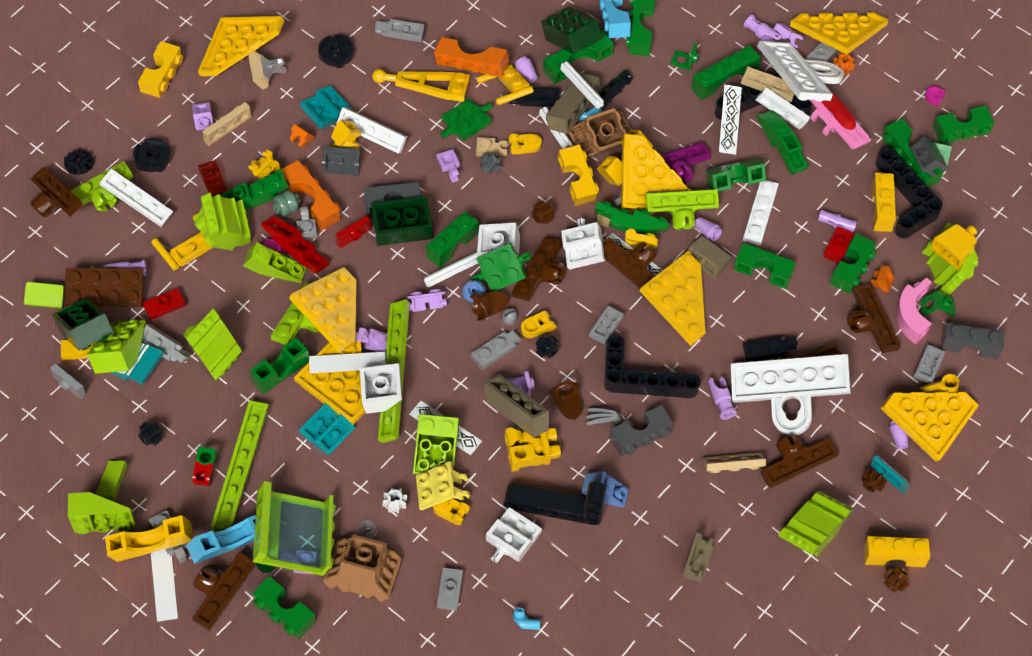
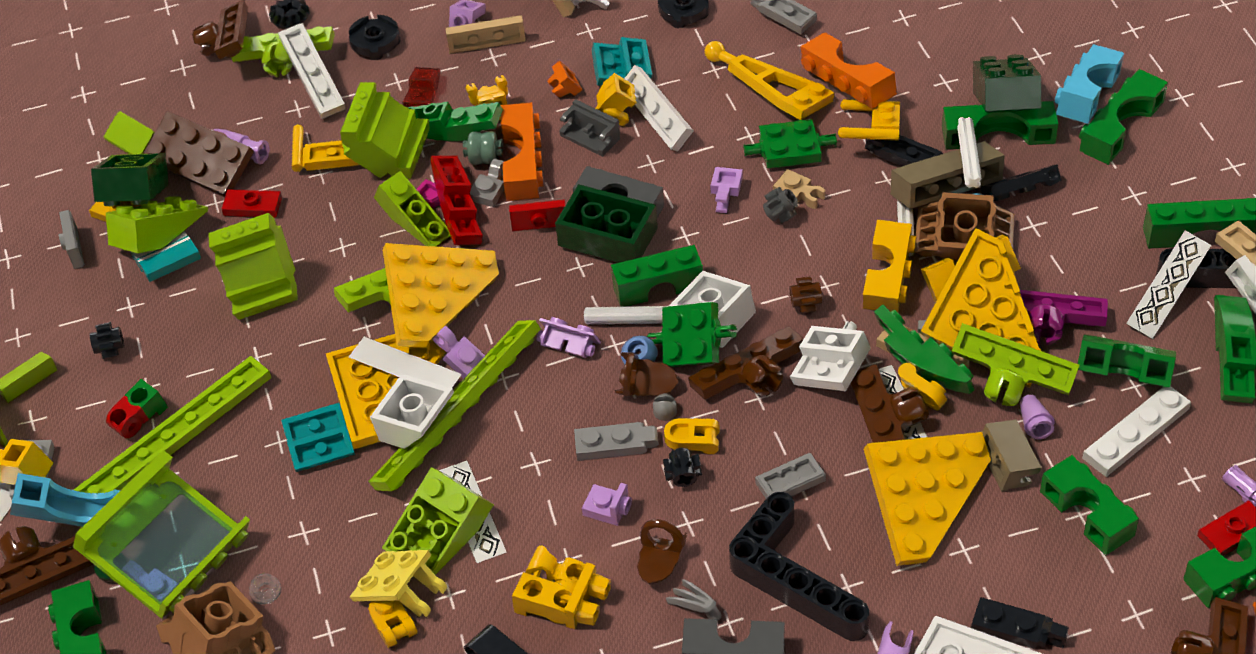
camera: 40 degrees right, 10 degrees down
(171, 348) = (200, 237): light grey hinge -> none
(292, 358) = (297, 338): green arch -> none
(395, 500) = (326, 568): white gear -> none
(516, 405) = (570, 521): dark tan brick -> none
(526, 69) = (916, 112): lavender cone -> none
(531, 143) = (856, 206): yellow plate -> none
(690, 58) = (1167, 184): green bracket -> none

